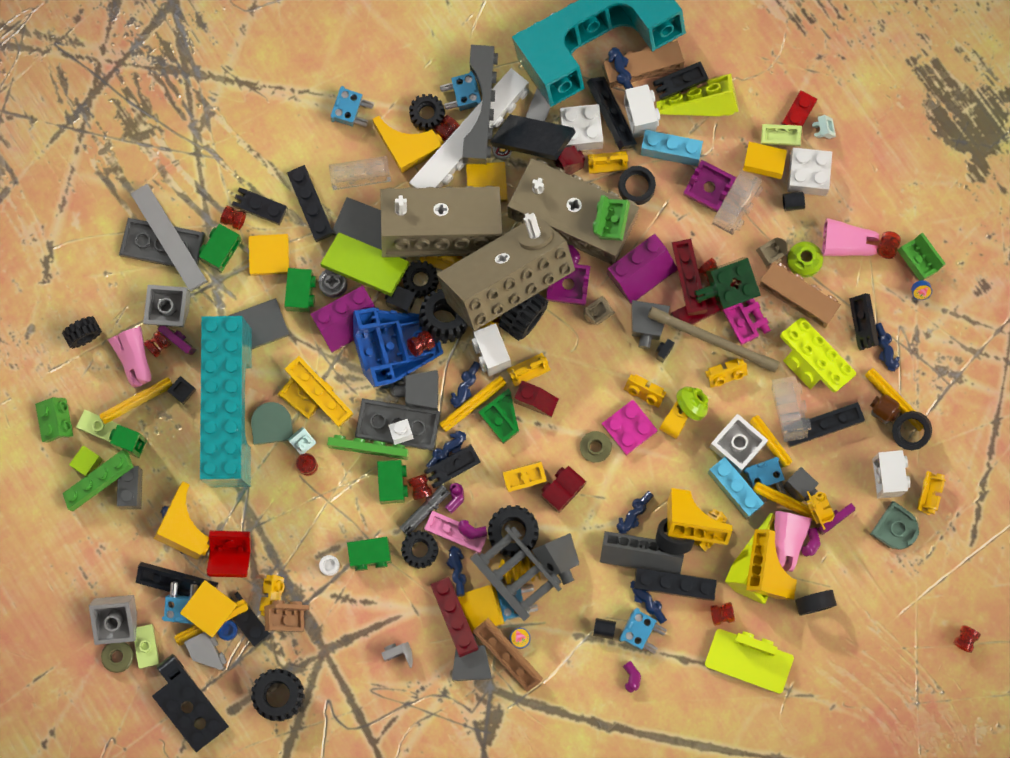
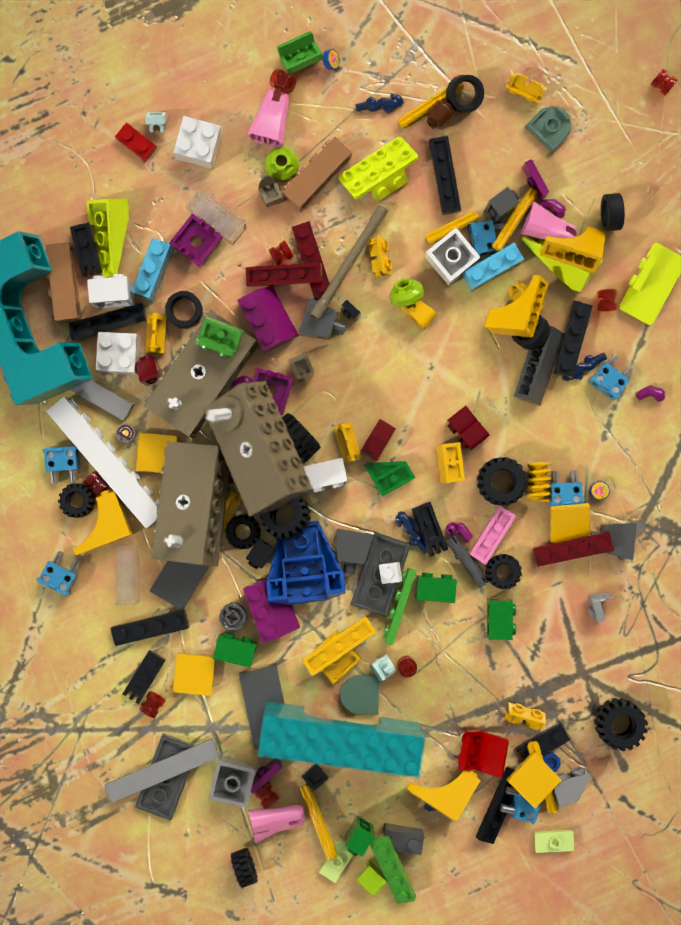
camera: 85 degrees left, 10 degrees up
(54, 419) = (324, 902): bright green bracket -> none
(106, 657) = (566, 876): olive piece -> none
(113, 619) = (526, 869): light grey slope -> none
(181, 689) = (601, 814): black hinge -> none
(220, 247) = (180, 721): green brick -> none
(284, 616) = (550, 708): medium nougat bracket -> none
(329, 565) = (504, 658): white tile -> none
(364, 264) = (221, 584): lime tile -> none
(420, 343) = (308, 541): clear red wheel -> none
(420, 487) = (445, 562): clear red wheel -> none
(454, 562) = (522, 540): dark blue animal -> none
(463, 392) = (361, 507): dark blue animal -> none
(471, 532) = (497, 521): magenta arm -> none
(472, 403) = (372, 500): yellow axle -> none
(476, 141) = (40, 439): dark grey arch -> none
(496, 576) = (562, 493): dark grey fence -> none
(507, 655) = (616, 504): medium nougat tile -> none
(533, 137) = (121, 400): black tile -> none
(558, 557) = (533, 443): dark grey torso -> none
(592, 456) = (424, 398): olive piece -> none
(604, 628) = (603, 411): black beam -> none
(620, 63) = (59, 304): dark blue animal -> none
(629, 427) = (417, 356): dark pink plate -> none
(631, 518) = (504, 369): dark blue animal -> none
(637, 387) = (391, 329): yellow hinge -> none
(720, 280) = (299, 235): dark green brick -> none
(741, 323) = (334, 234): dark pink plate -> none
(765, 160) = (180, 182): yellow tile -> none
(781, 135) = (156, 163): yellowish green plate -> none
(790, 408) = (427, 202): clear brick -> none
(793, 201) = (224, 163): black beam -> none
(821, 507) = (530, 190): yellow hinge -> none
(864, 321) = (352, 119): black hinge -> none
(891, 474) = (504, 120): white brick -> none

